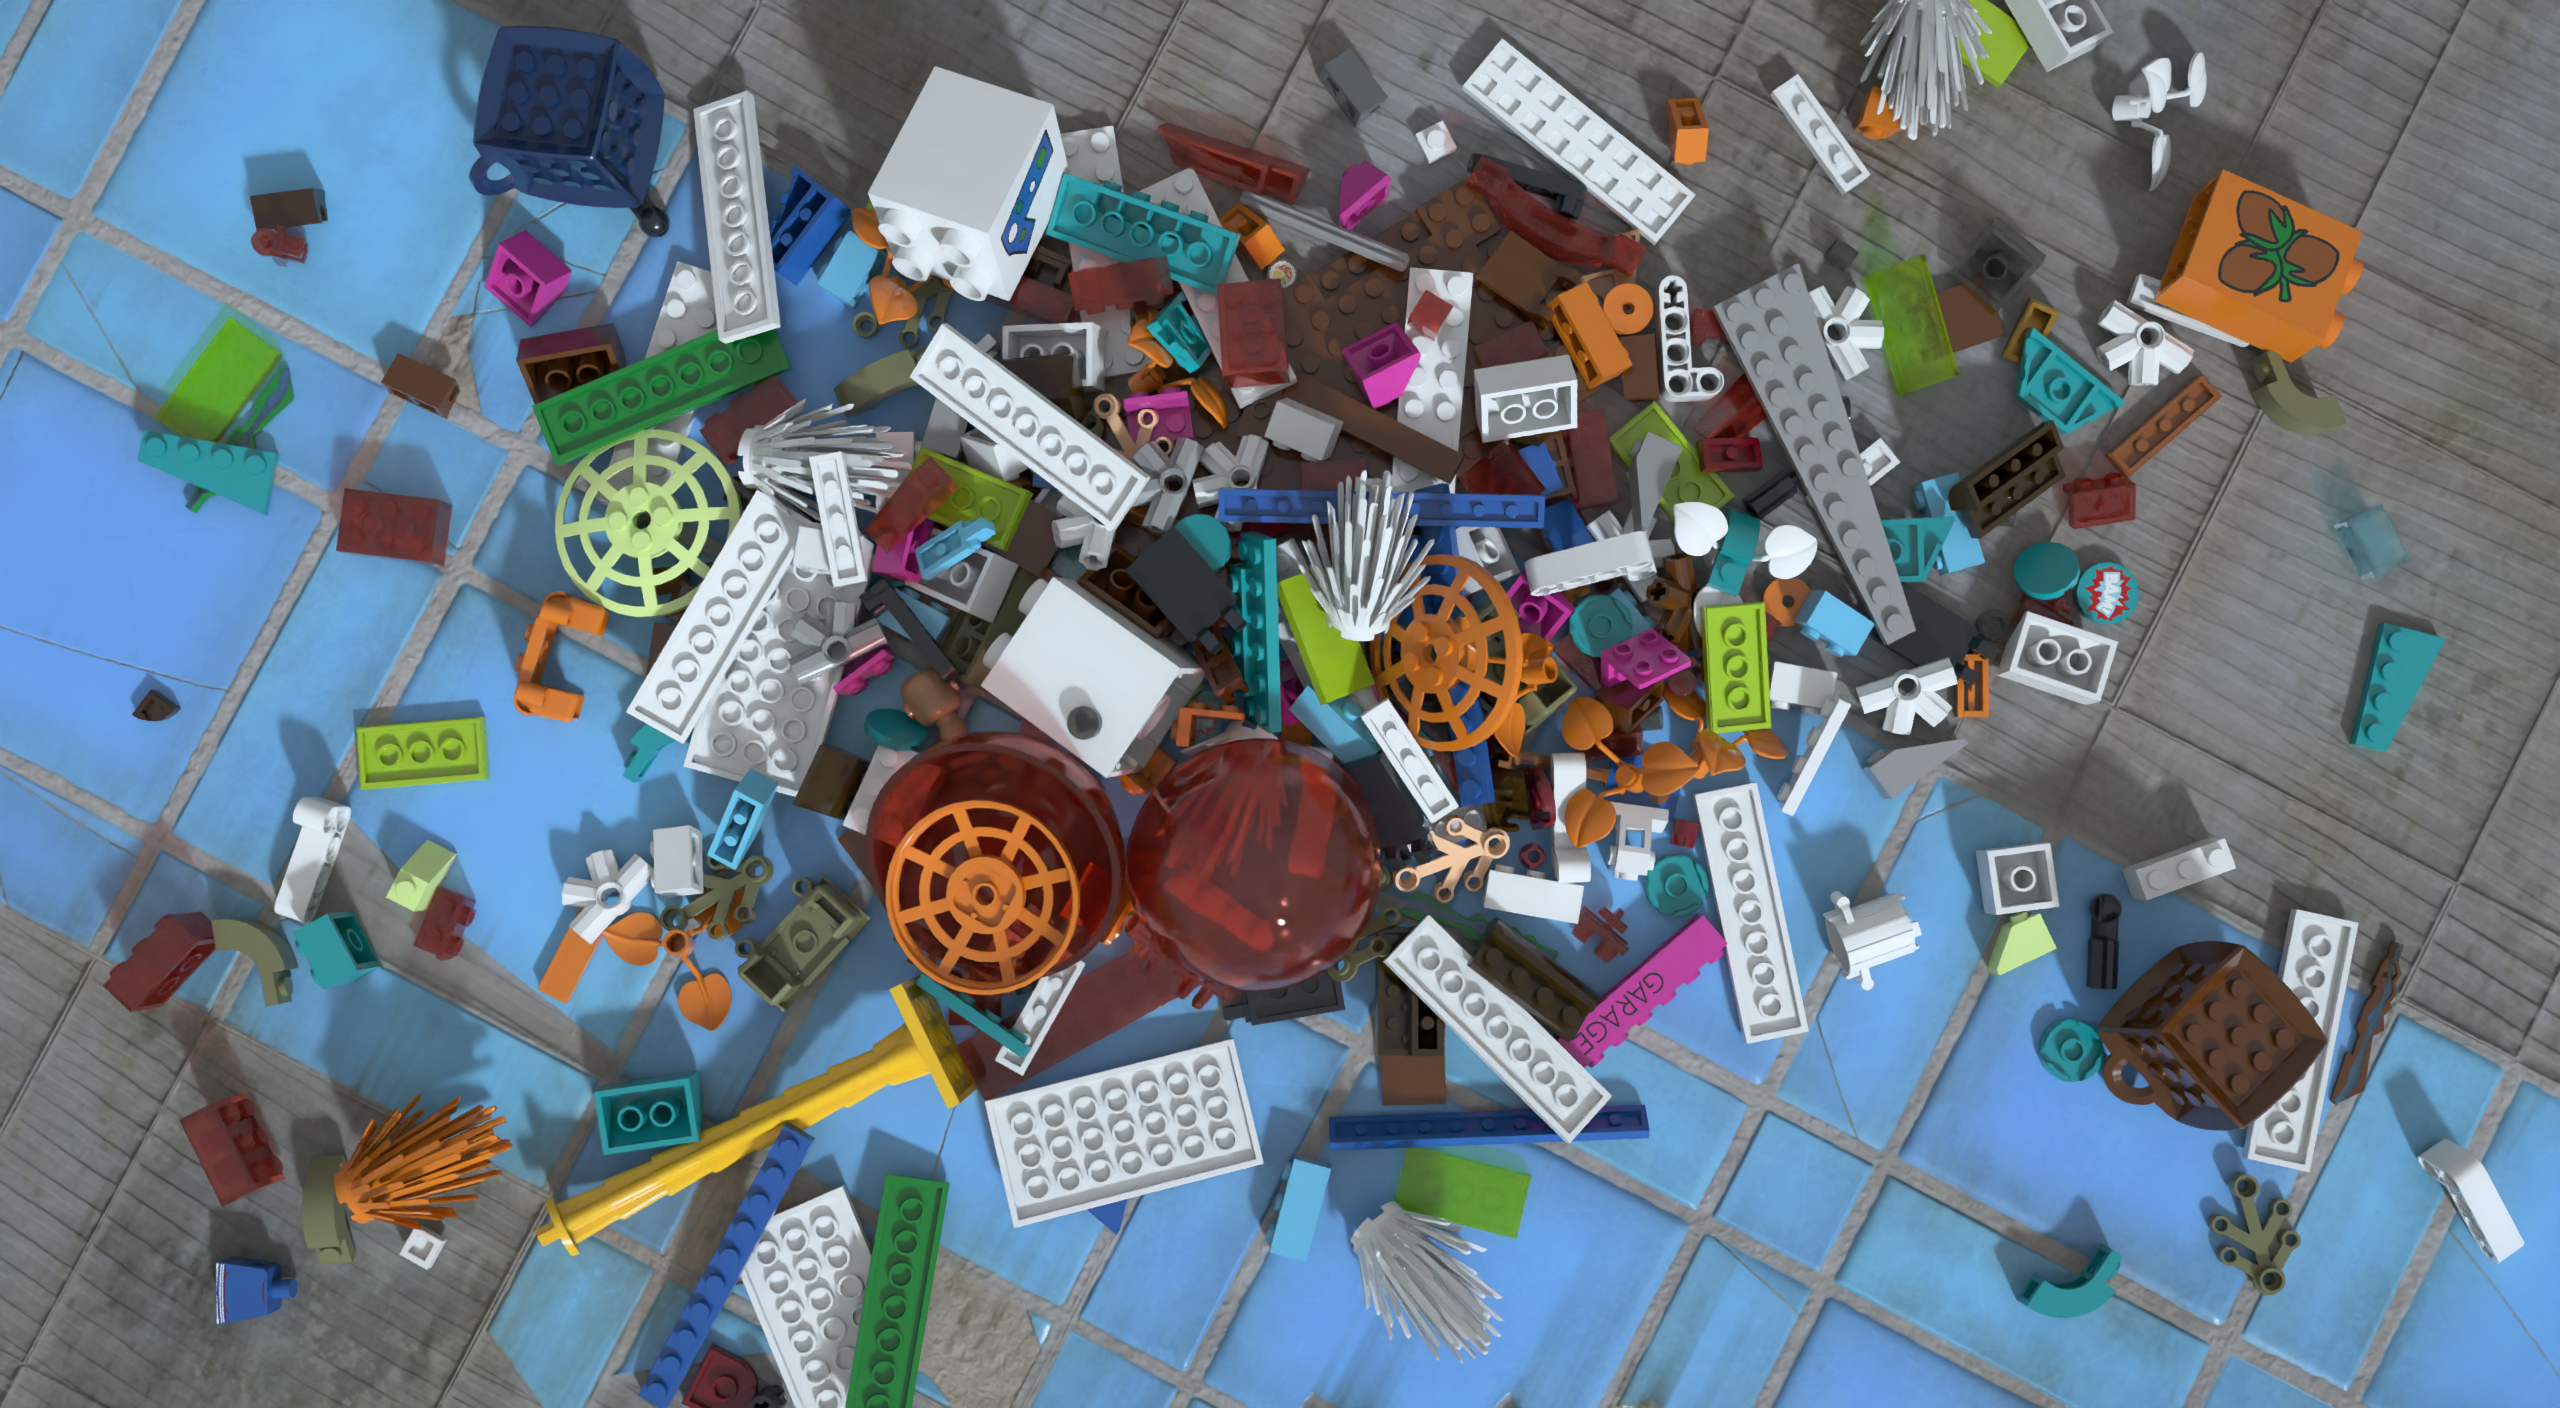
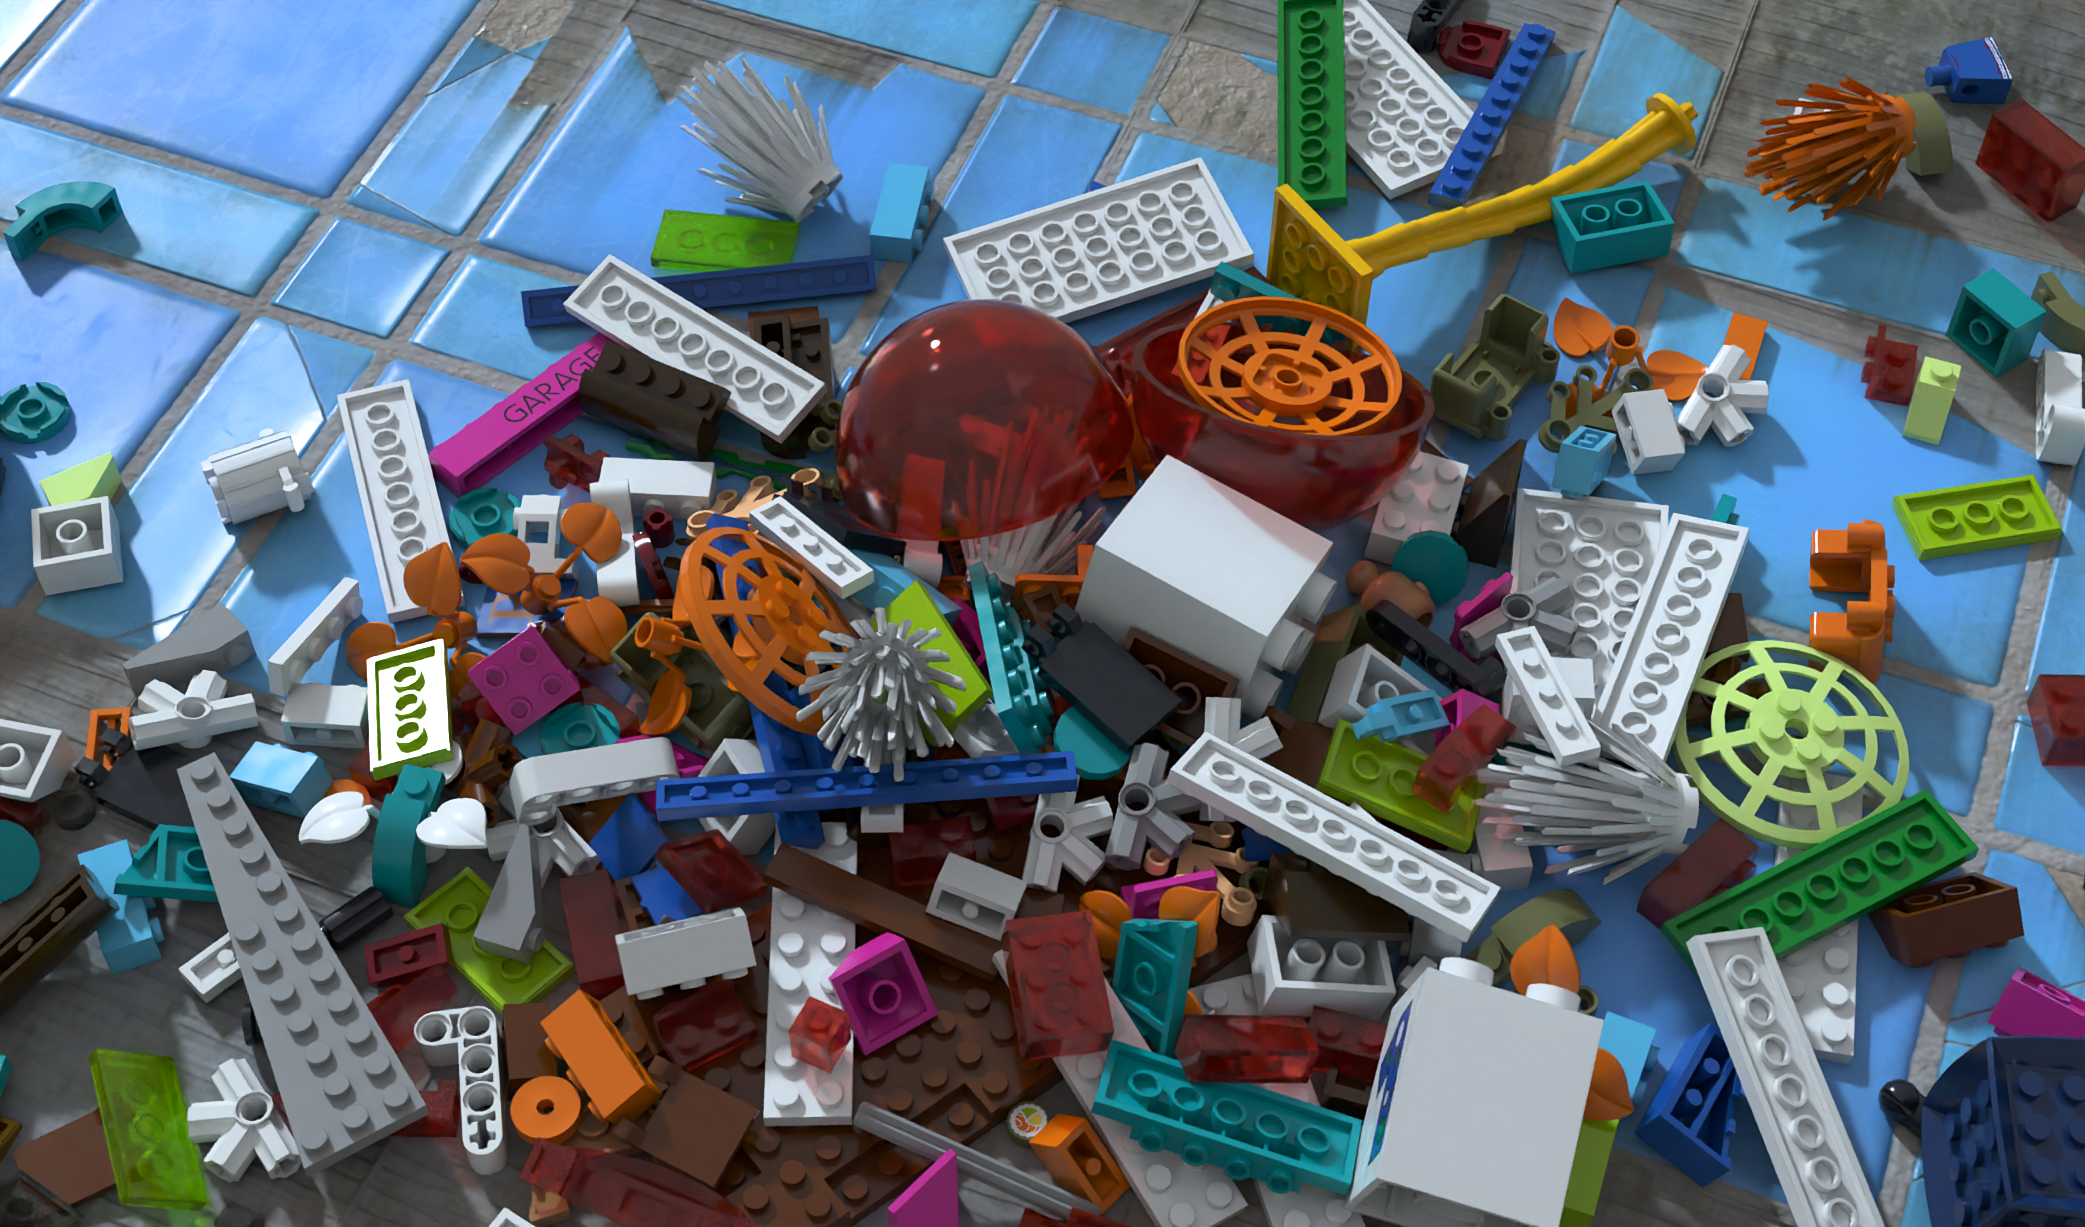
camera: 175 degrees right, 35 degrees down
(1084, 722) = (1201, 497): clear smoke tile -> none

